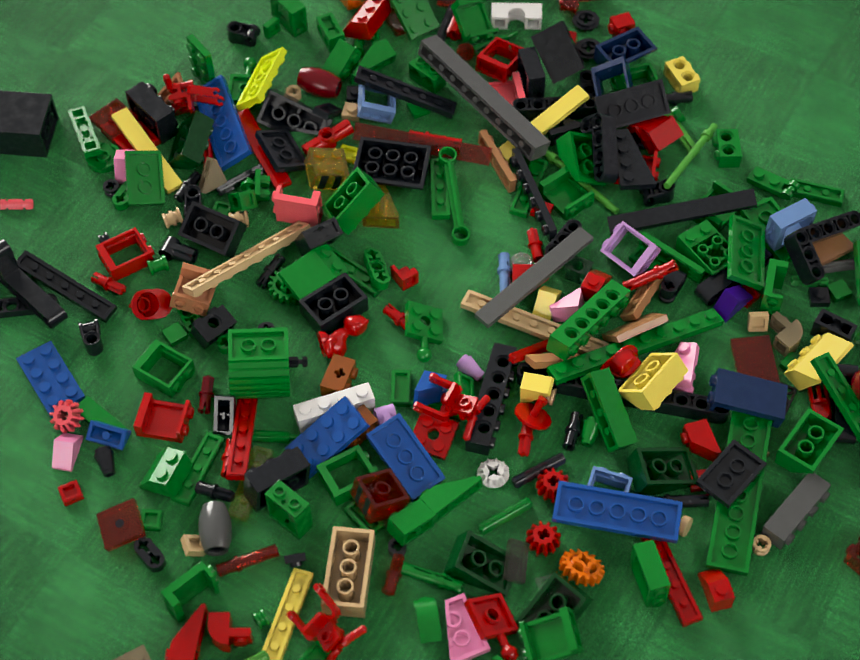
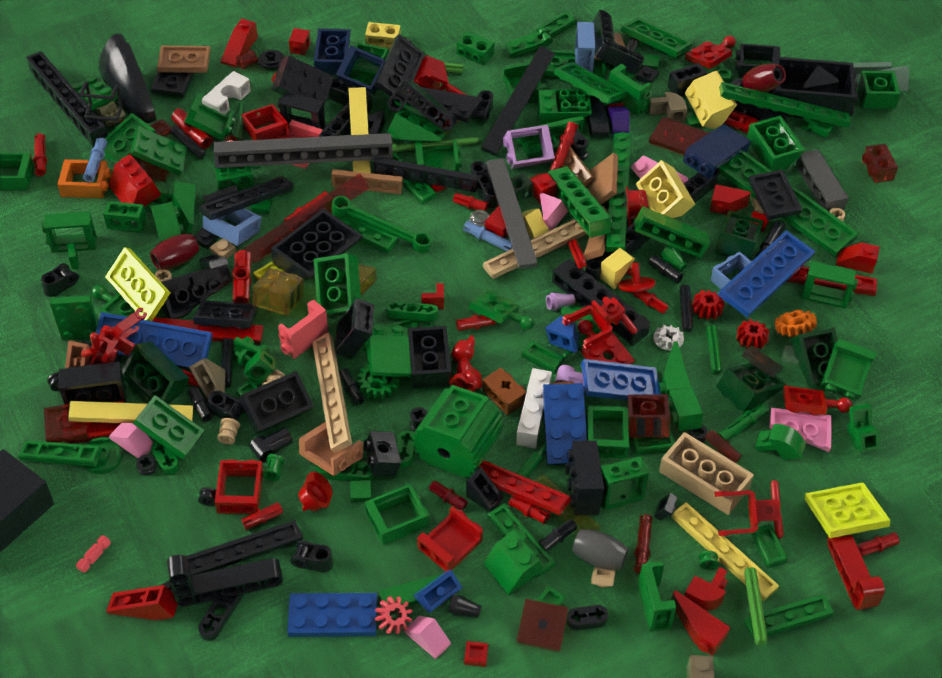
camera: 60 degrees left, 5 degrees down
(404, 76) = (220, 193): none -> black axle
(706, 136) = (455, 53): bright green bar -> none
(758, 321) = (647, 115): tan plate -> none

